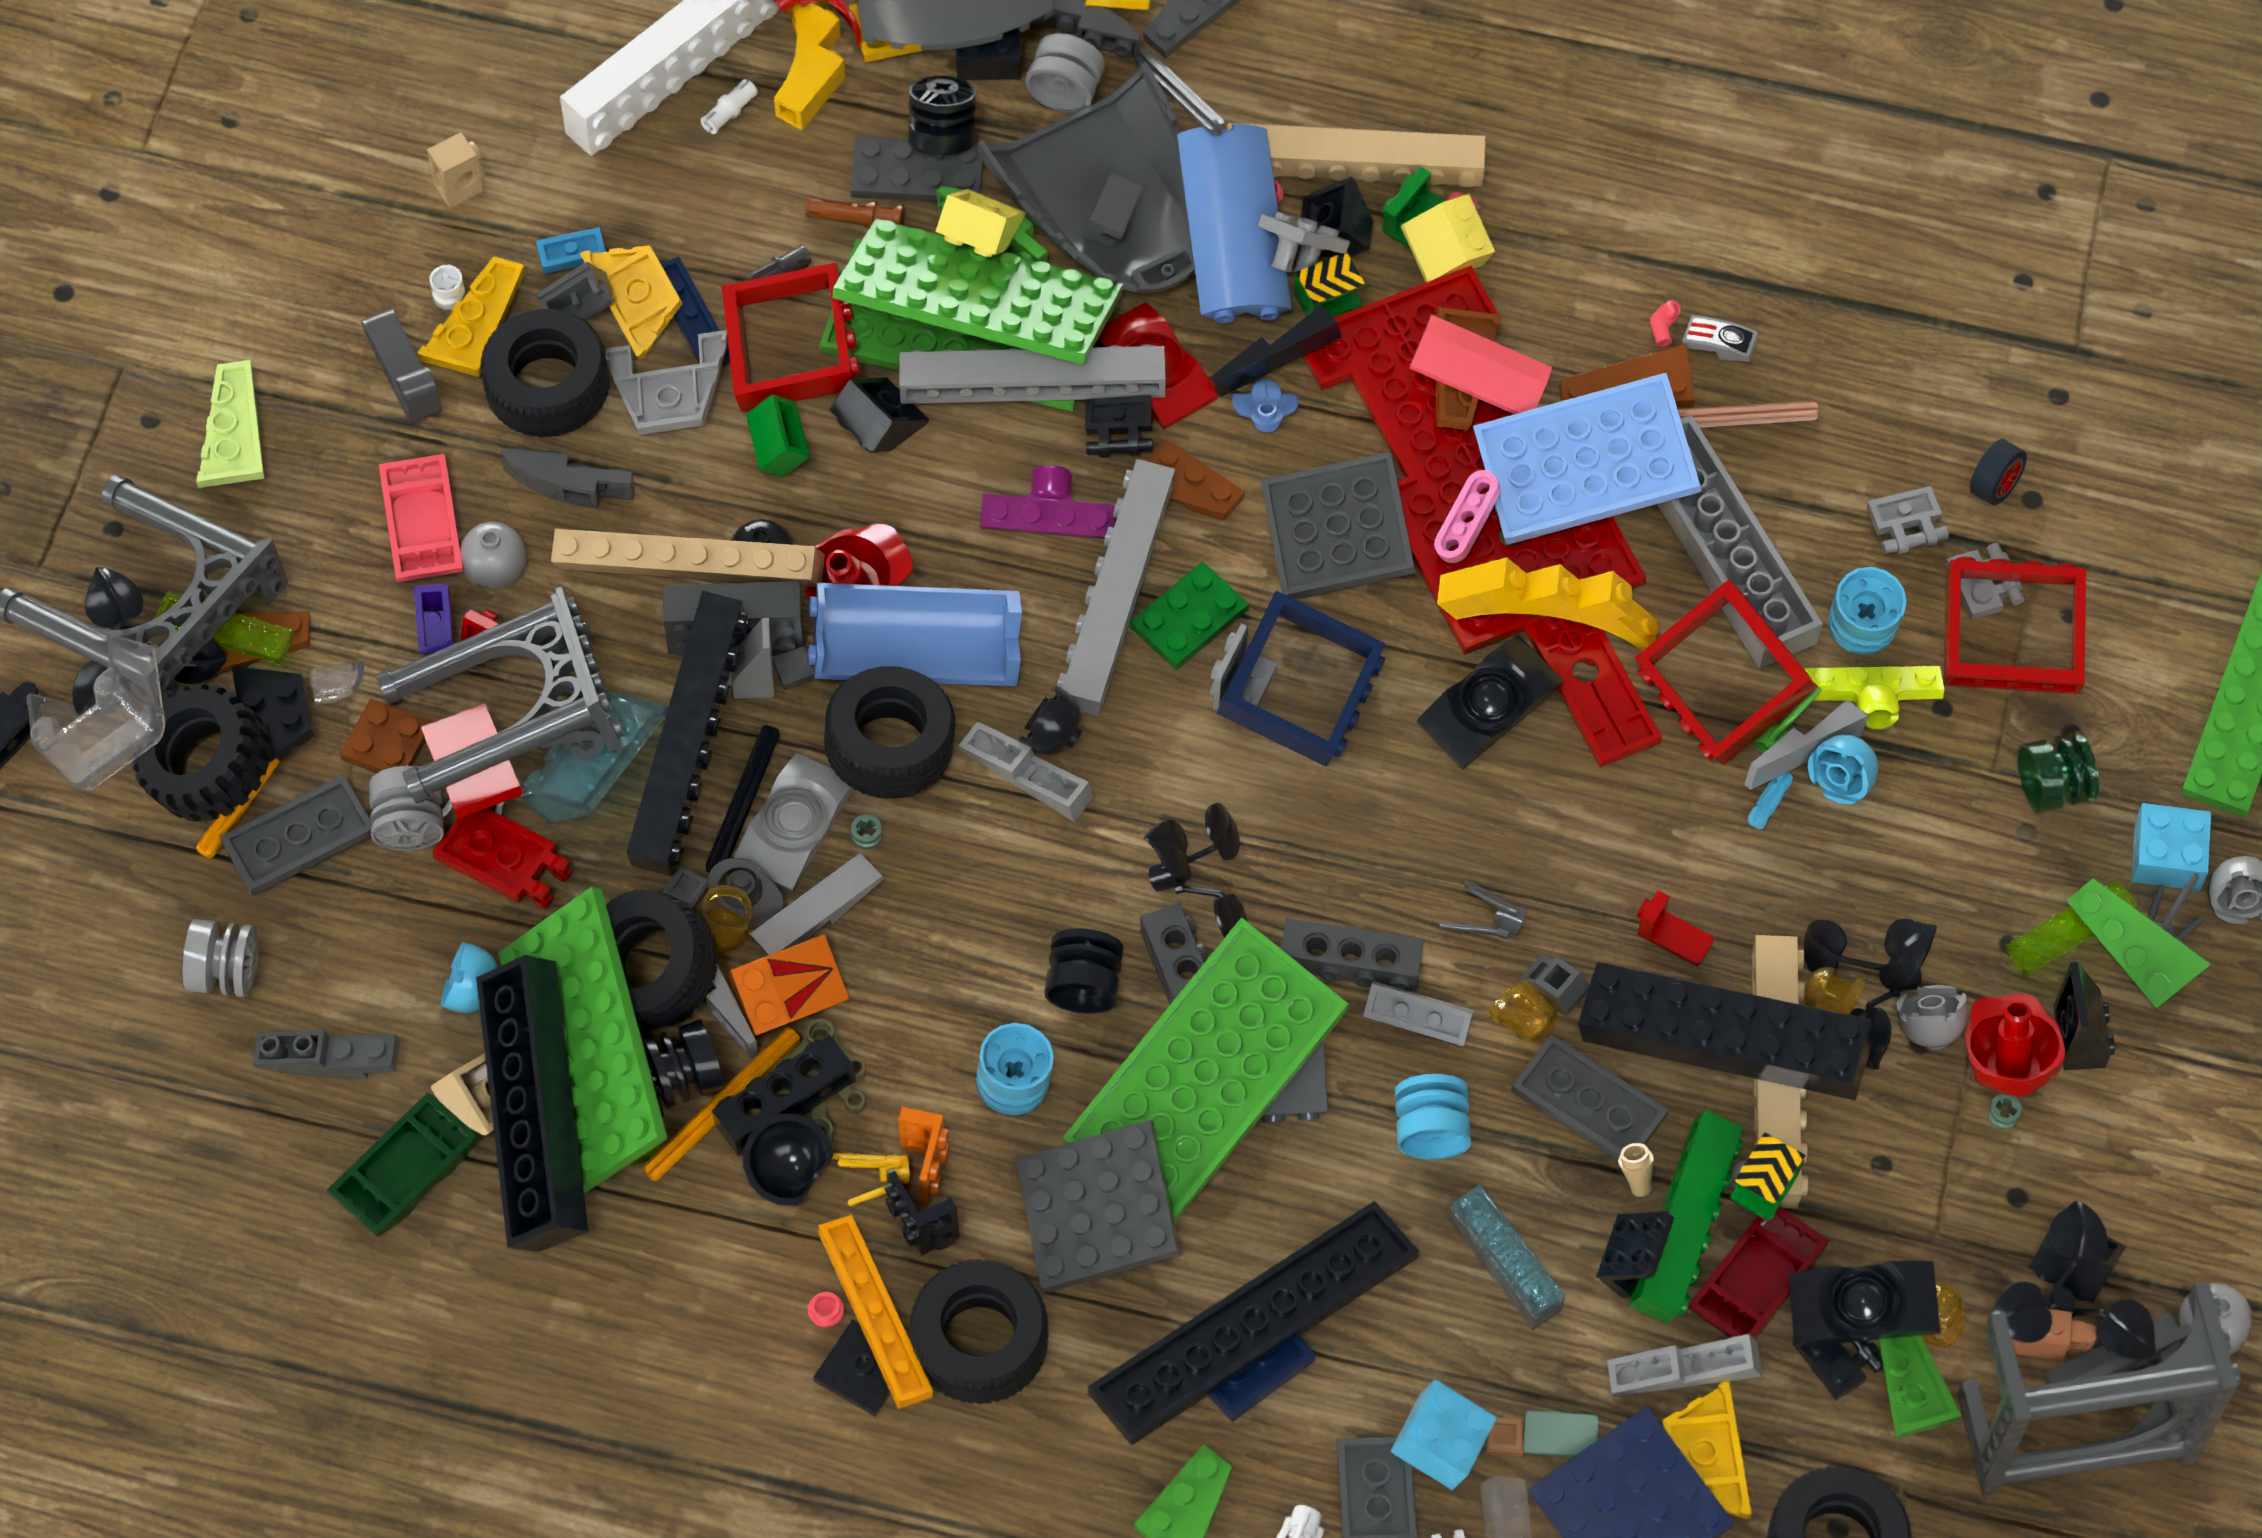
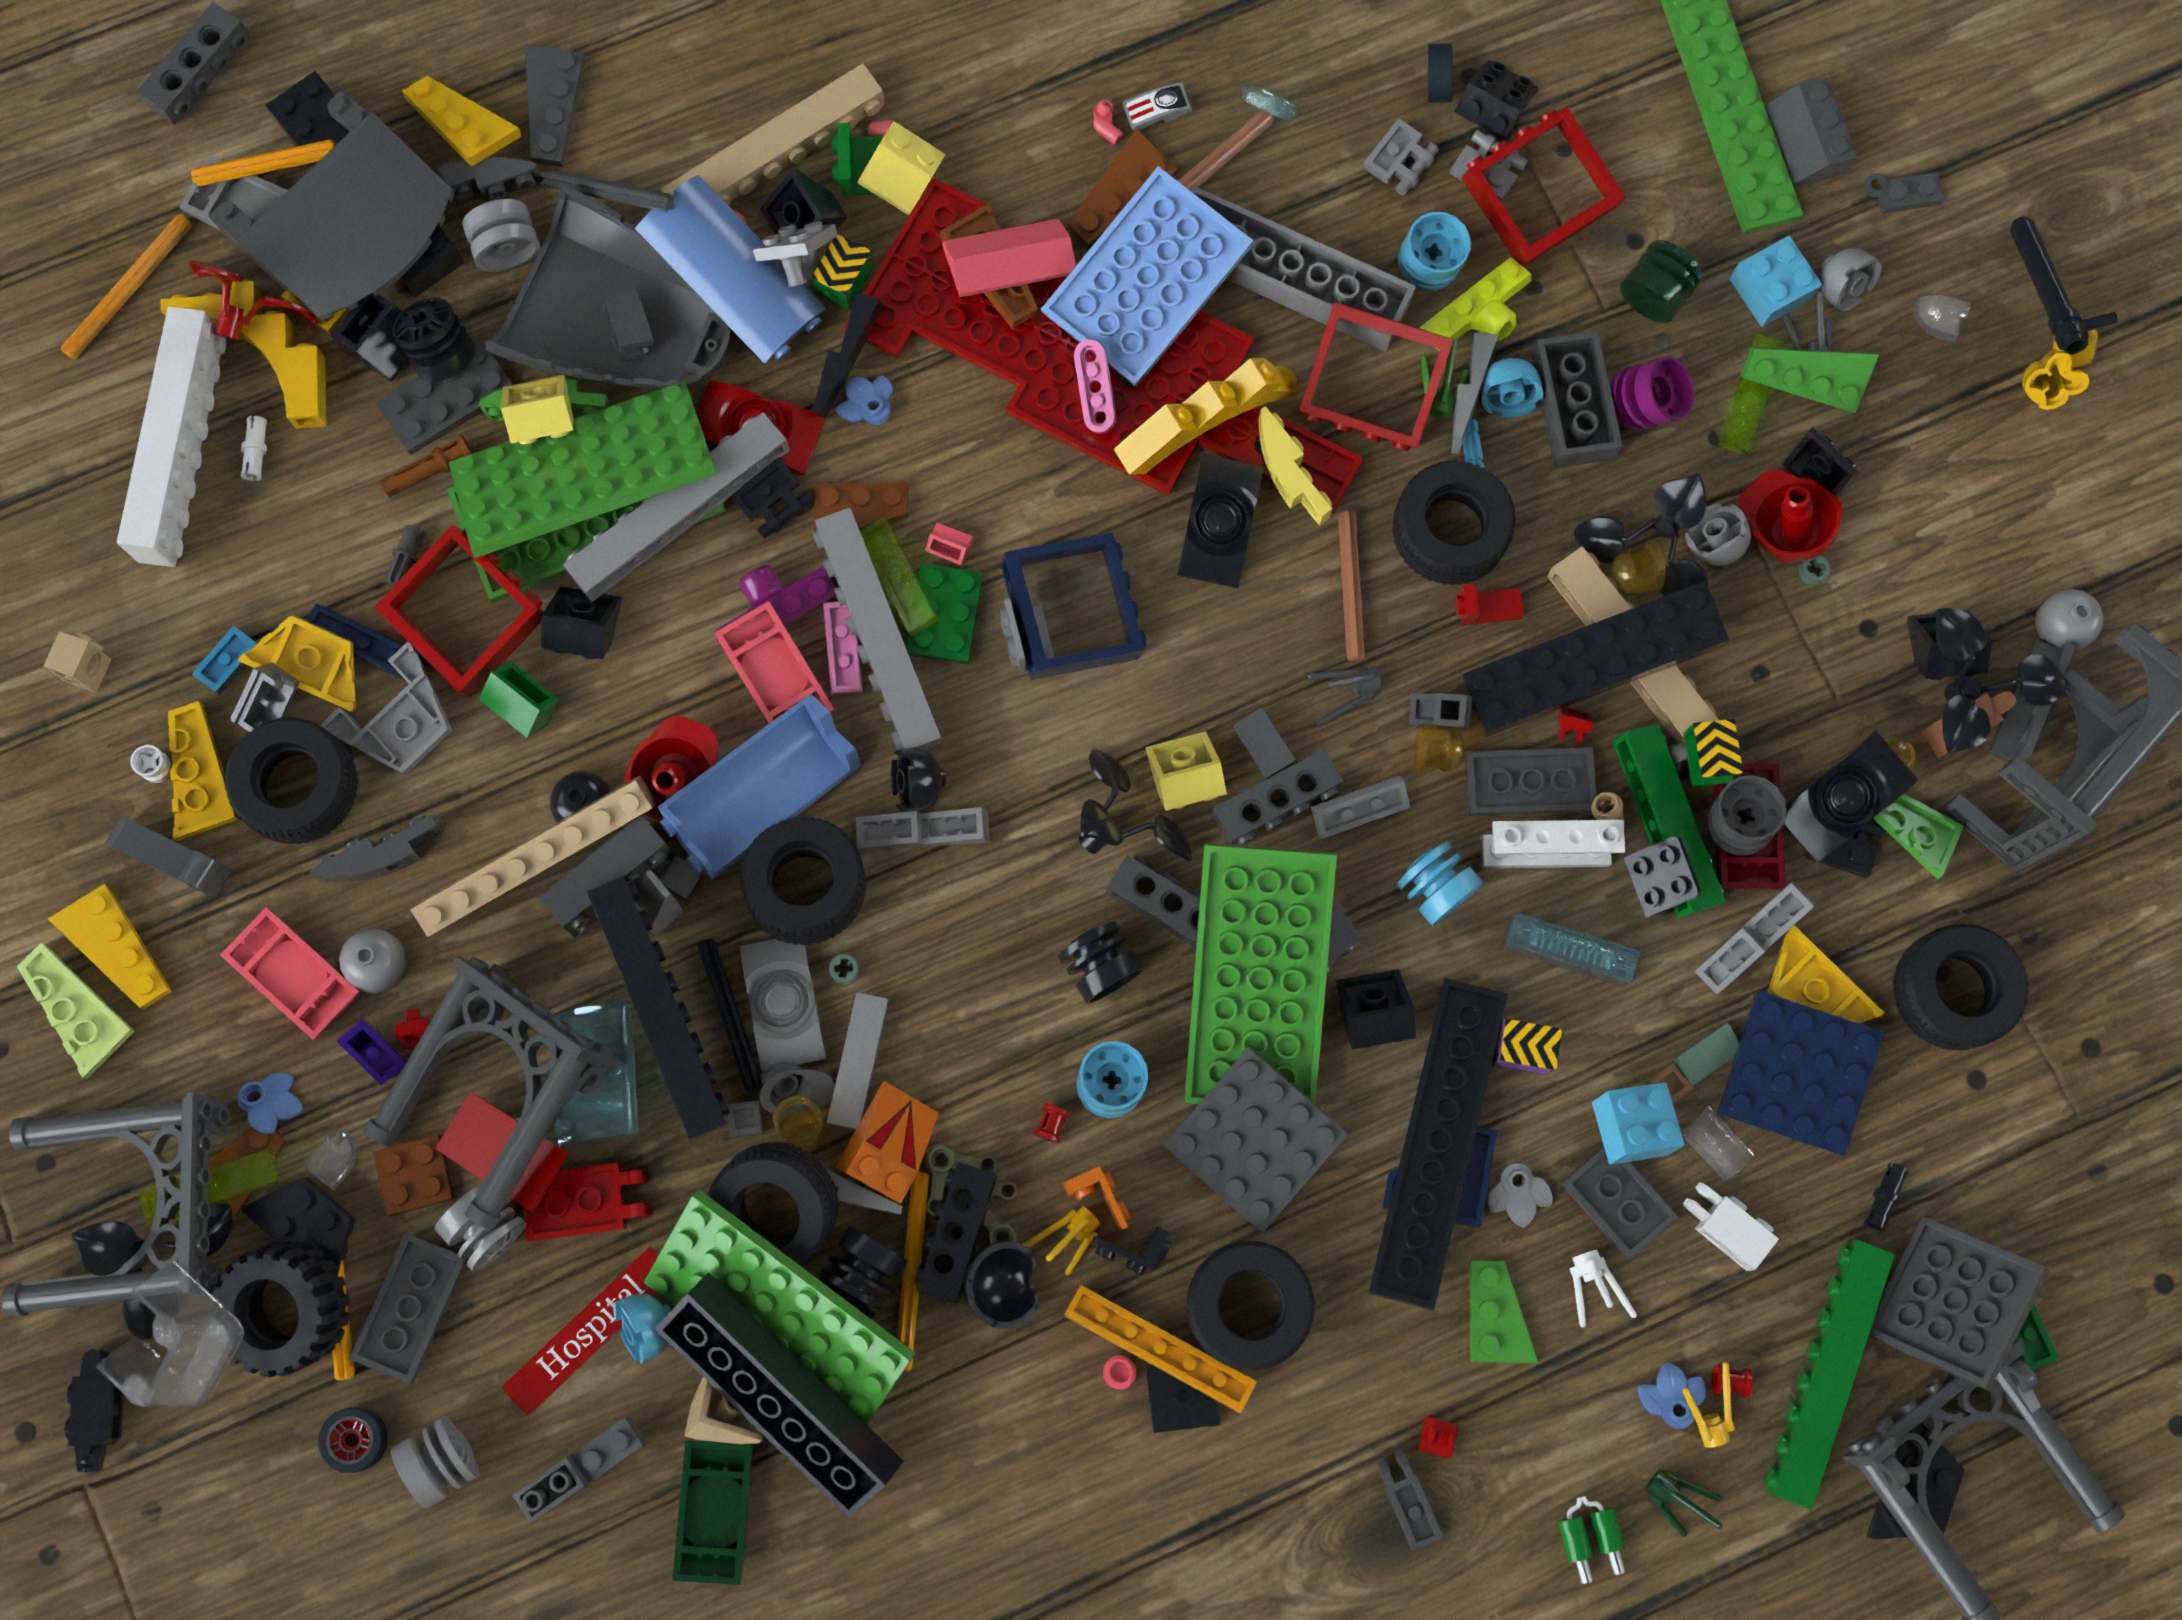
camera: 40 degrees left, 15 degrees up
(172, 885) = (339, 1452): none -> wheel
(302, 397) = (109, 940): none -> yellow wing
(322, 602) = (273, 1105): none -> medium blue plate
(400, 961) = (578, 1338): none -> red sticker
(889, 78) = (369, 336): none -> black slope
(936, 1072) = (1051, 1123): none -> red bush
(1008, 545) = (769, 662): none -> coral slope
(1069, 596) = (842, 651): none -> bright pink tile
(1172, 555) = (898, 576): none -> clear neon green plate
(1239, 562) = (949, 544): none -> coral piece
(1288, 879) = (1186, 771): none -> light yellow slope
(1289, 1428) = (1519, 1199): none -> light grey plate
(1291, 1183) = (1376, 1009): none -> black slope
(1338, 526) = (1001, 462): dark grey plate -> none
(1378, 900) = (1264, 743): none -> dark grey hinge
(1399, 1306) = (1527, 1047): none -> piece
(1559, 1153) = (1552, 843): none -> white fence
(1564, 834) = (1351, 586): none -> nougat axle
(1583, 694) = (1282, 459): none -> light yellow slope
(1672, 1079) = (1574, 720): none -> red tile
(1703, 800) = (1466, 485): none -> black tyre
(1753, 1248) = (1757, 802): none -> dark grey wheel
(1824, 399) = (1269, 102): none -> clear light blue tile
(1896, 817) = (1577, 399): none -> dark grey brick
(1967, 854) = (1652, 393): none -> magenta wheel
(2037, 525) = (1496, 98): none -> black bracket

